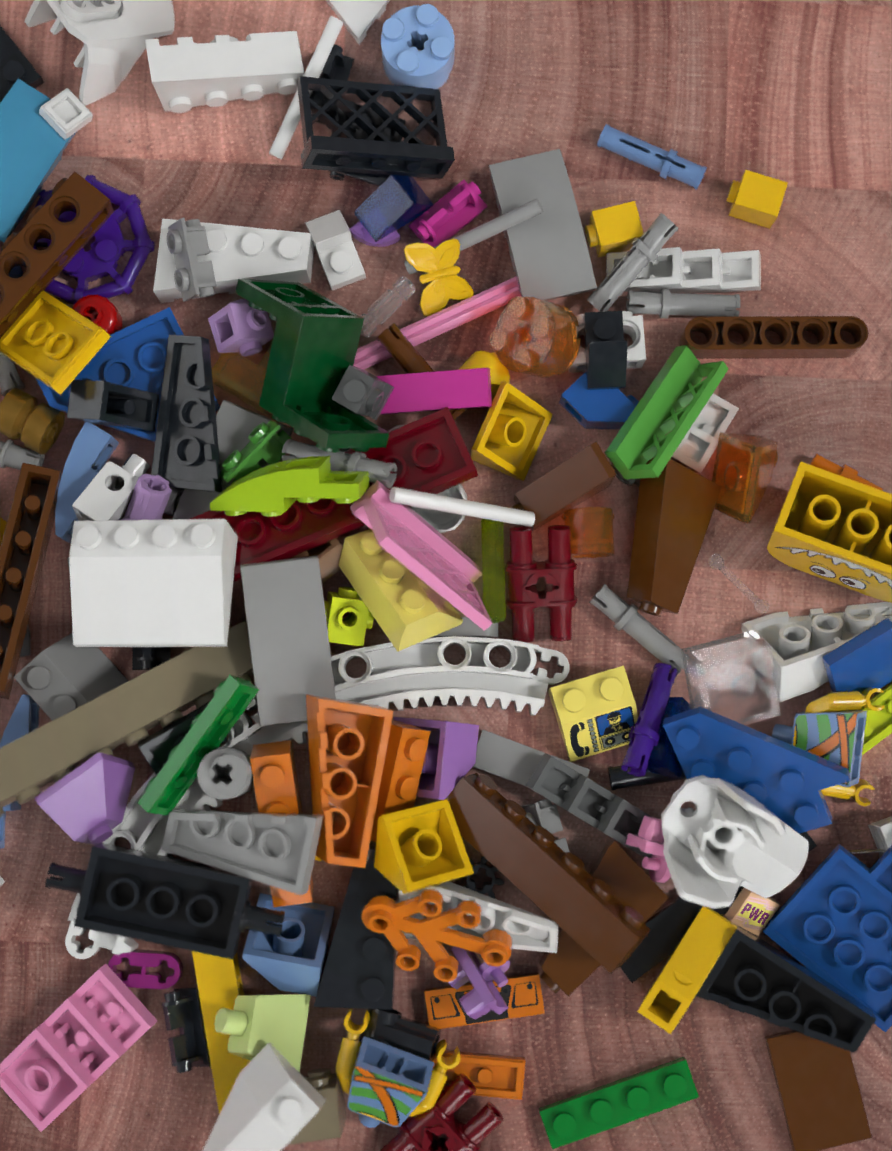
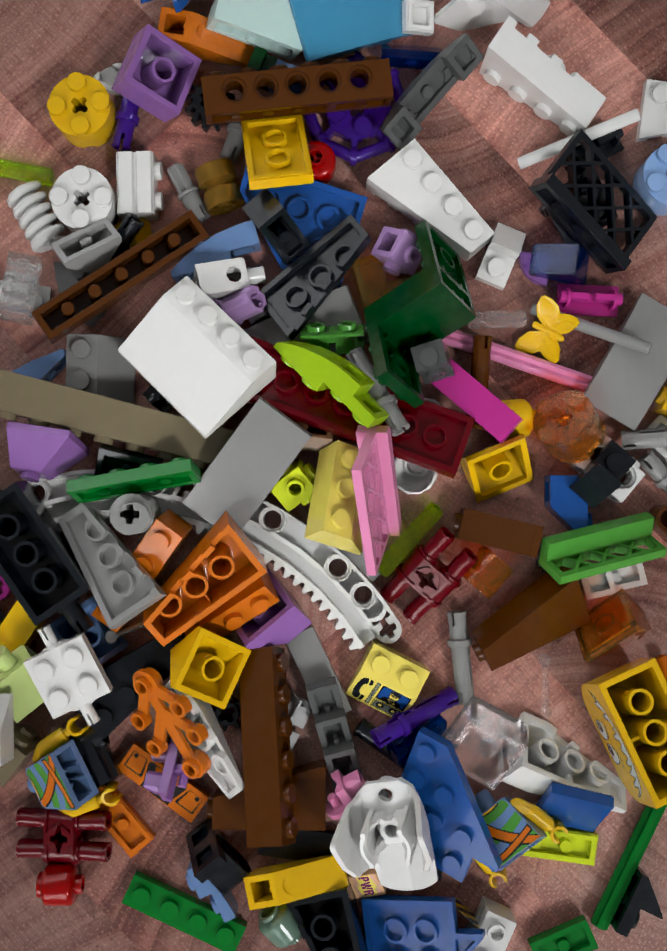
camera: 40 degrees right, 5 degrees up
(93, 151) = (409, 56): none -> clear blue slope
(134, 165) = (429, 88): none -> dark grey slope
(187, 242) = (414, 167): light grey hinge -> none
(304, 977) = (68, 675): none -> white plate
(311, 911) = (111, 637): none -> light grey hinge
(461, 506) = (424, 488): white bar -> none
(597, 1021) = (215, 858): none -> black tile
(609, 1054) = (220, 902): none -> medium blue slope
(712, 1024) = (279, 926): none -> sand green head

